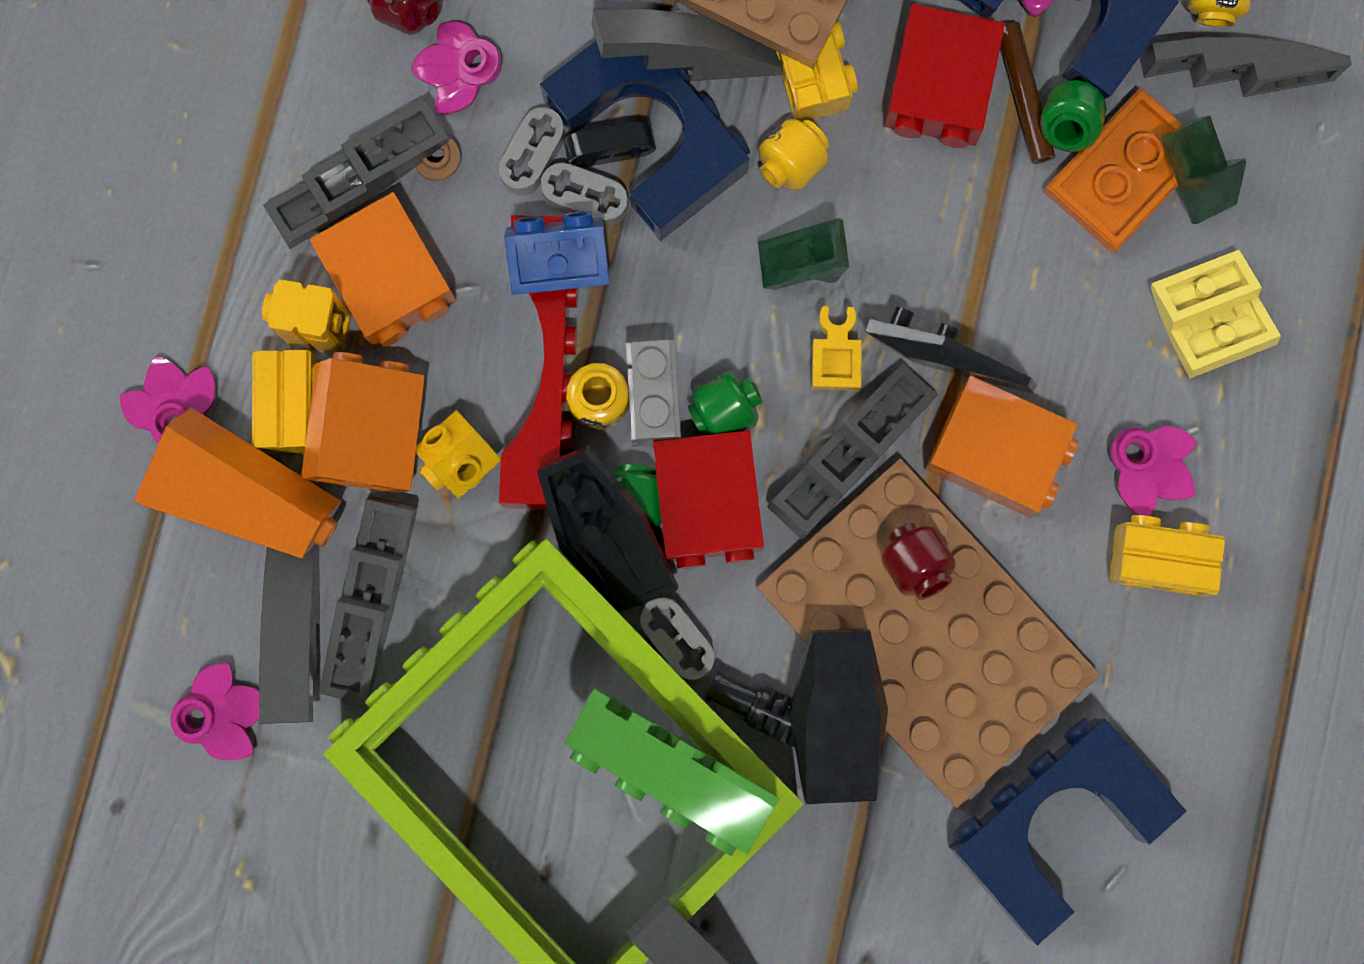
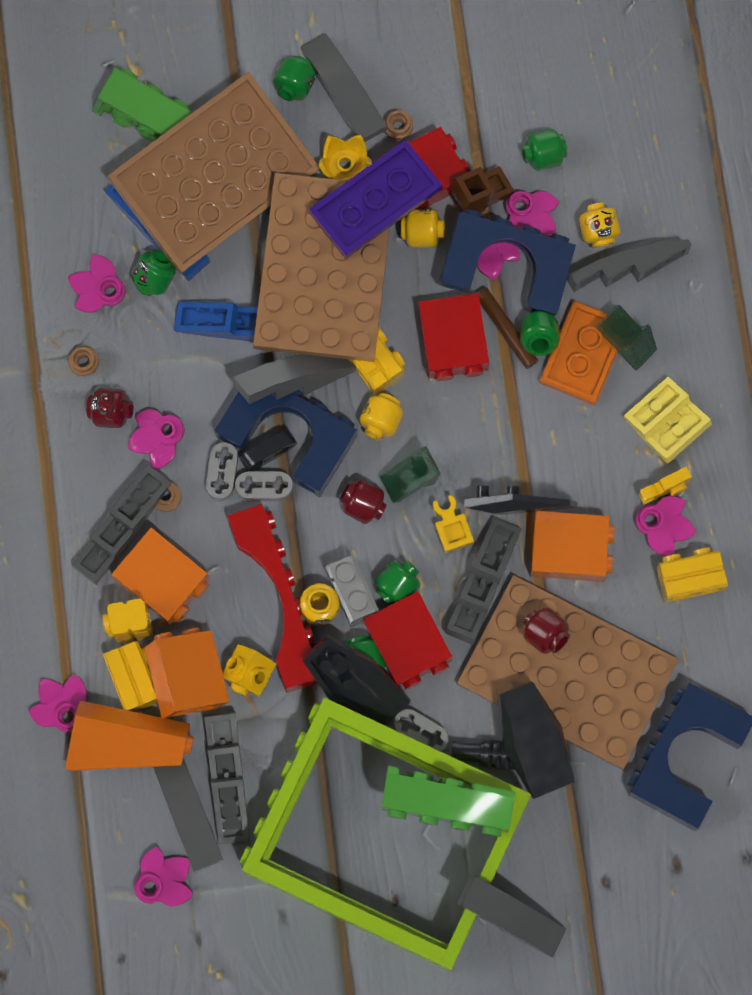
camera: 20 degrees left, 5 degrees down
(556, 253) = (265, 528): blue bracket -> none
(719, 268) = (363, 501): none -> dark red head
(1188, 411) = (673, 484): none -> yellow plate

